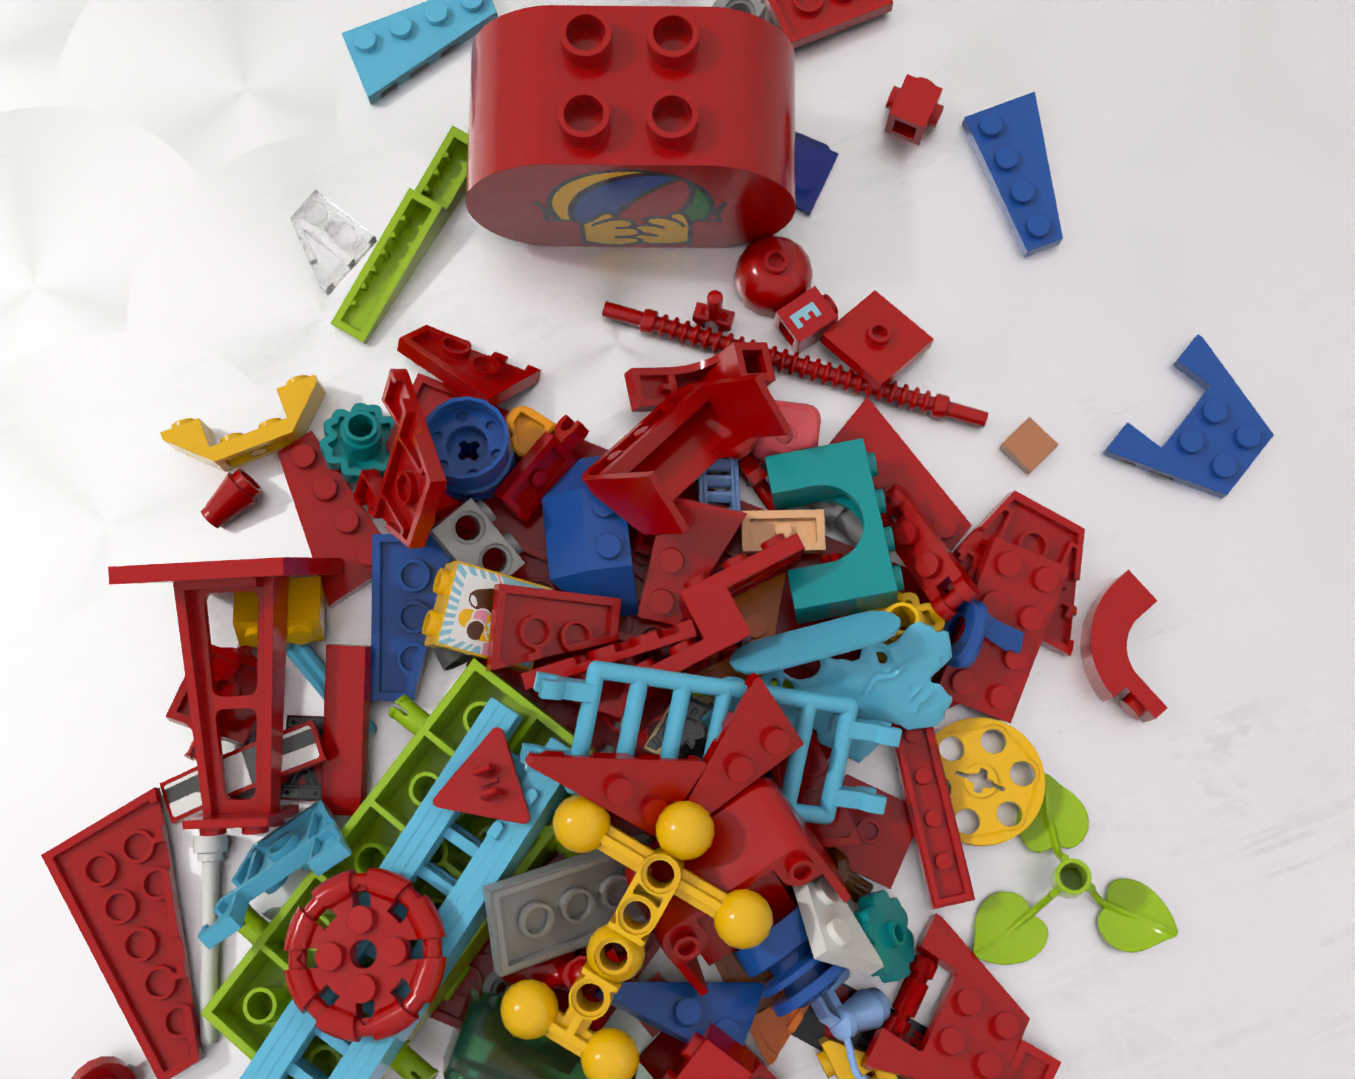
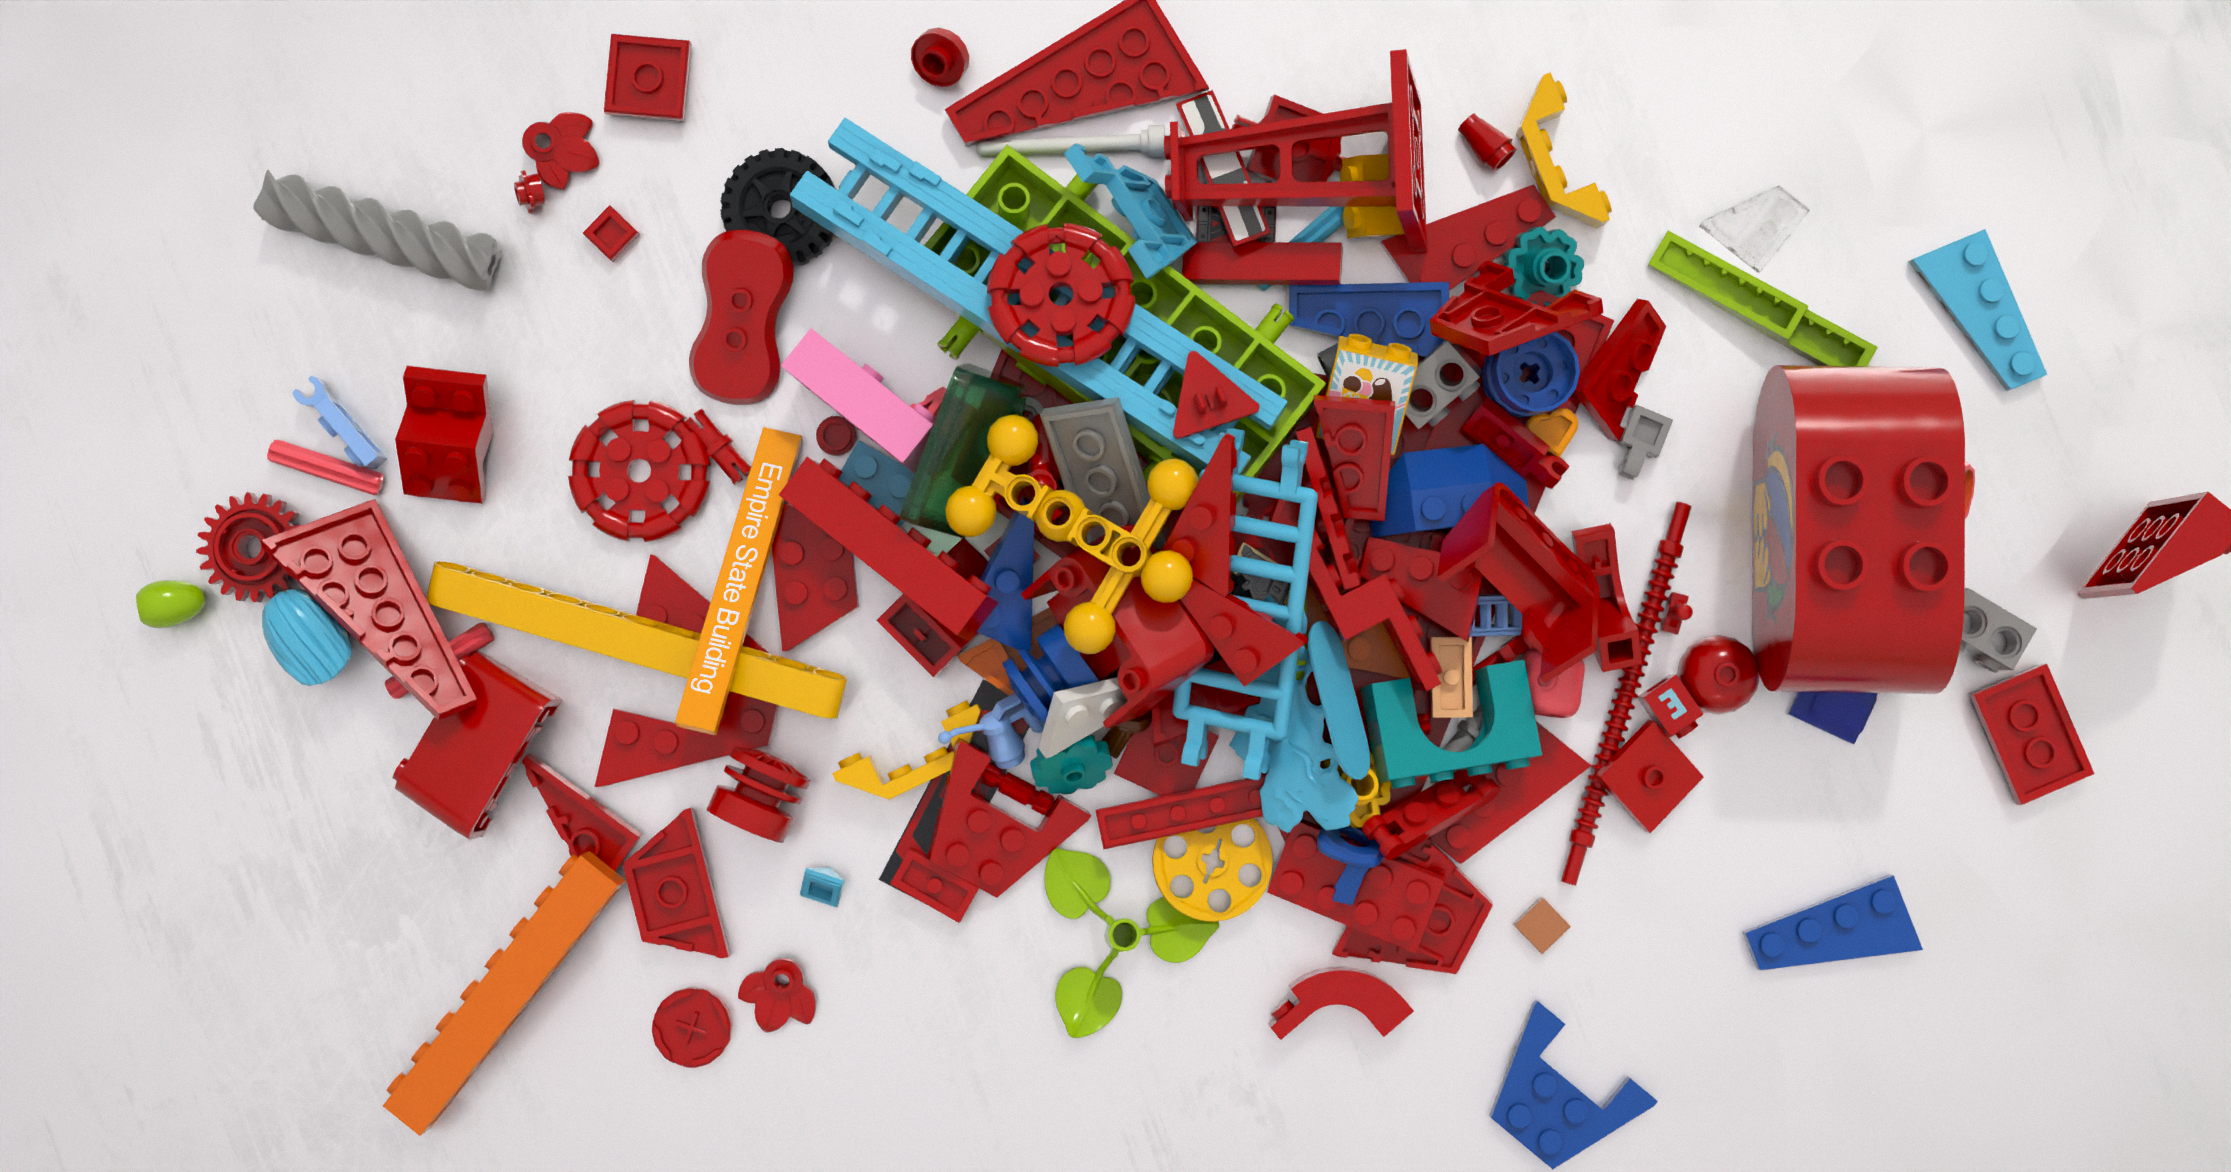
camera: 90 degrees right, 10 degrees up
(536, 344) = (1645, 436): none -> light grey plate
(913, 108) = (1902, 822): red brick -> none

